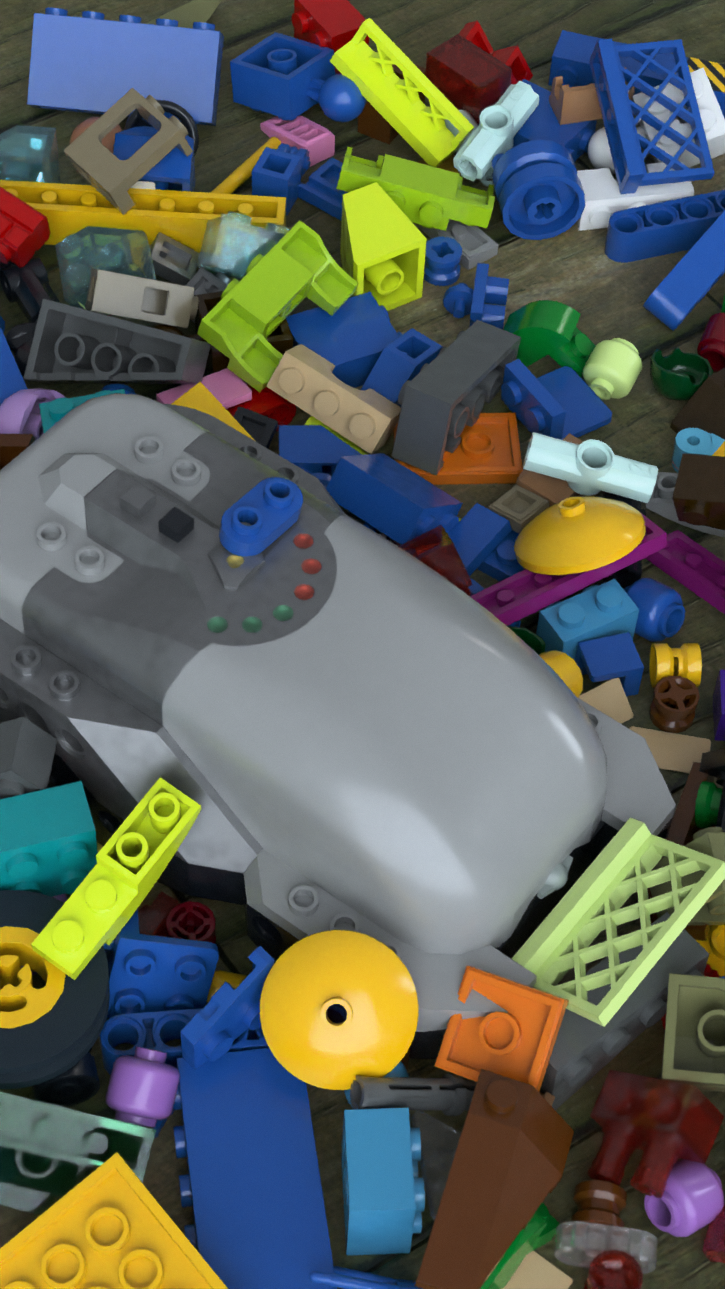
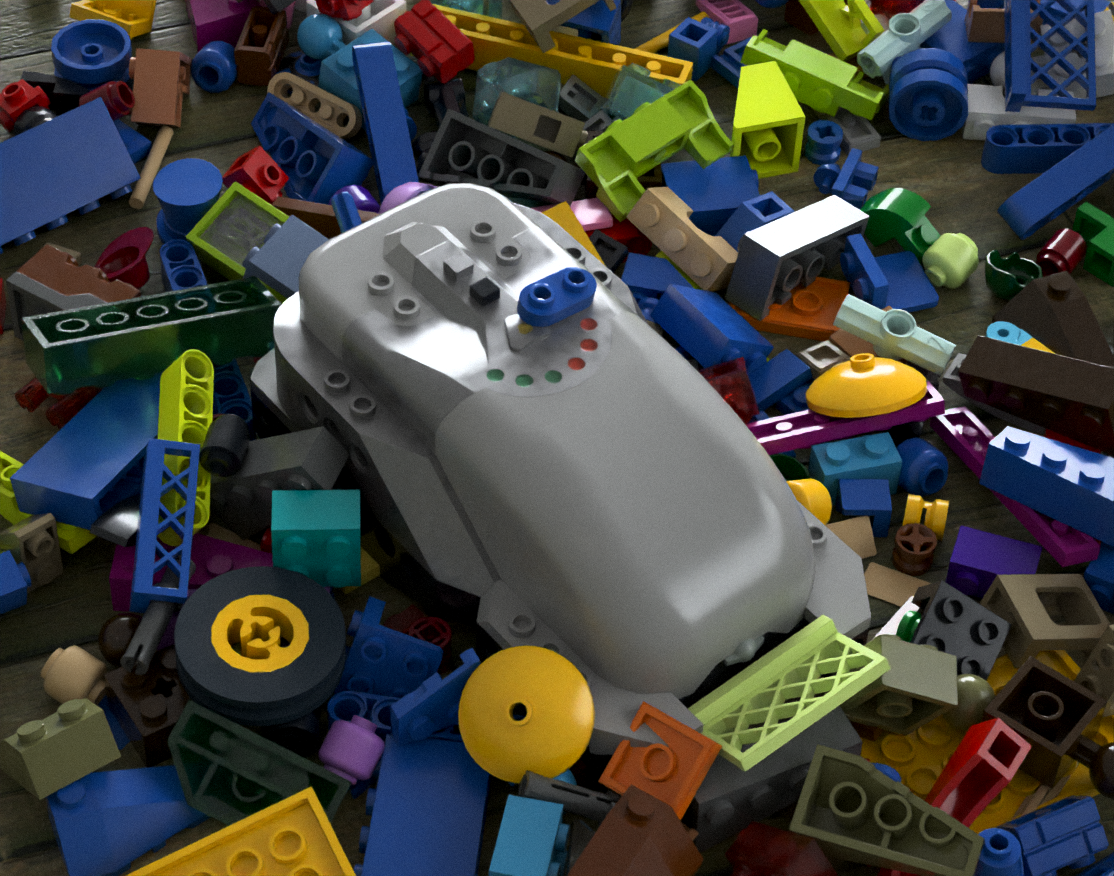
camera: 15 degrees right, 5 degrees down
(120, 879) = (371, 574): neon yellow slope -> none

